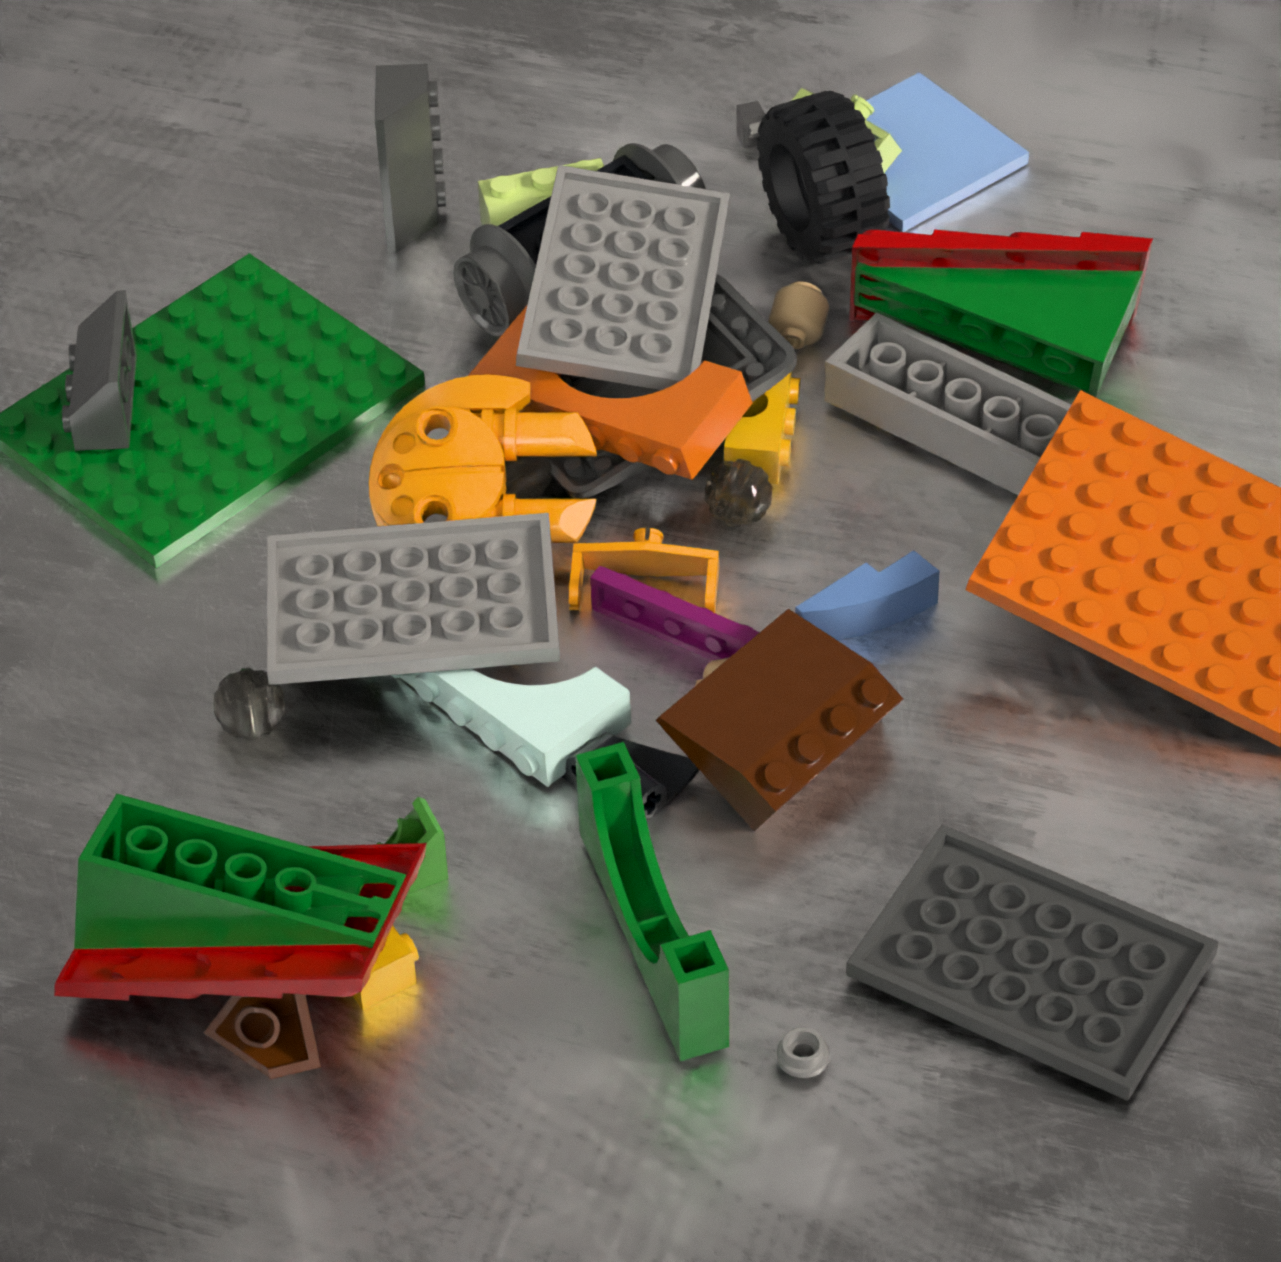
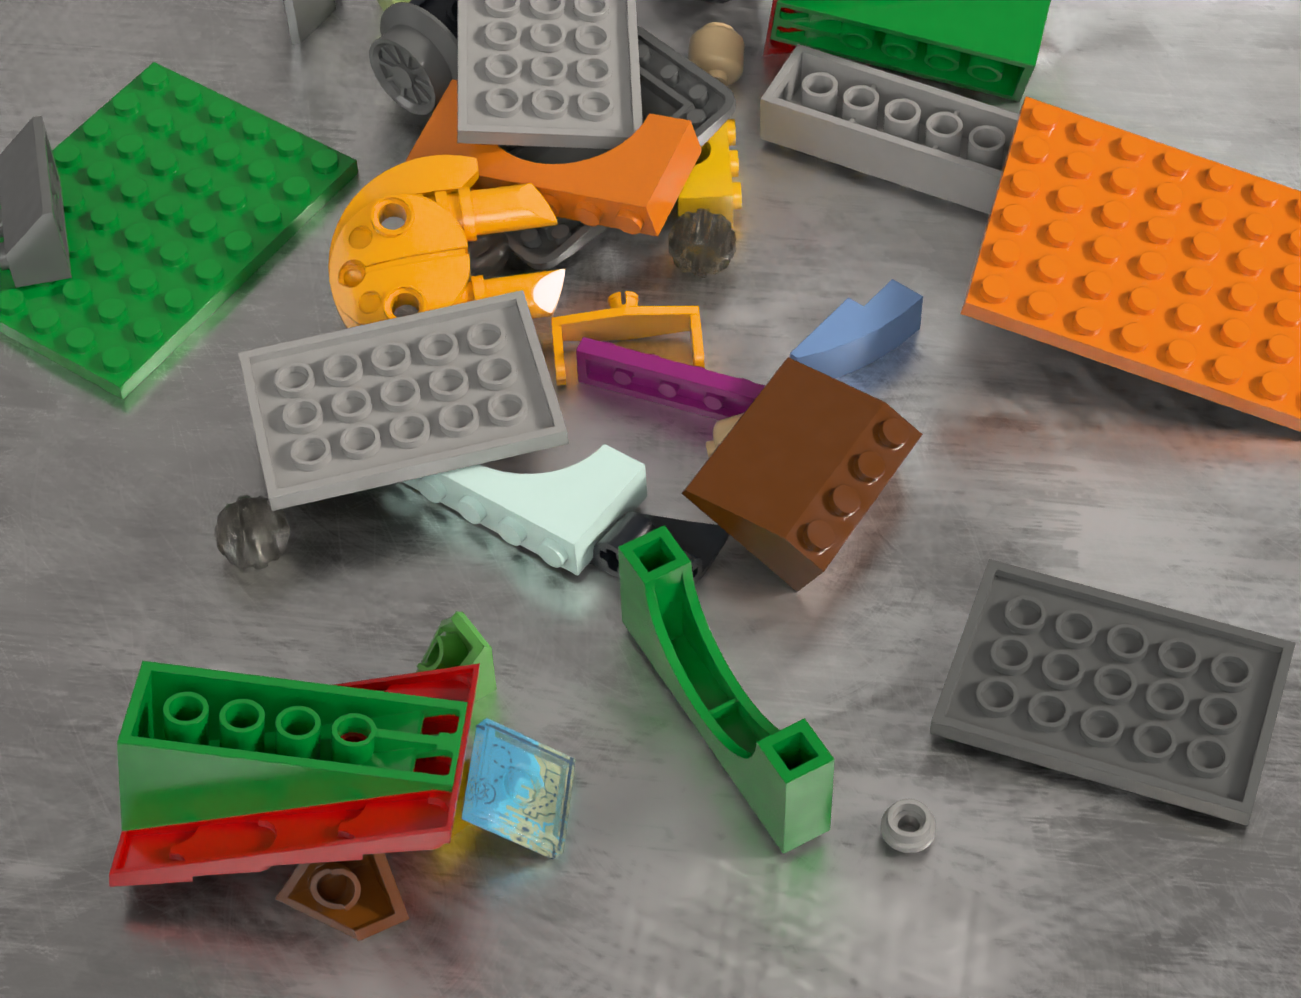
camera: 10 degrees left, 5 degrees up
(444, 965) = (519, 789): none -> clear light blue tile

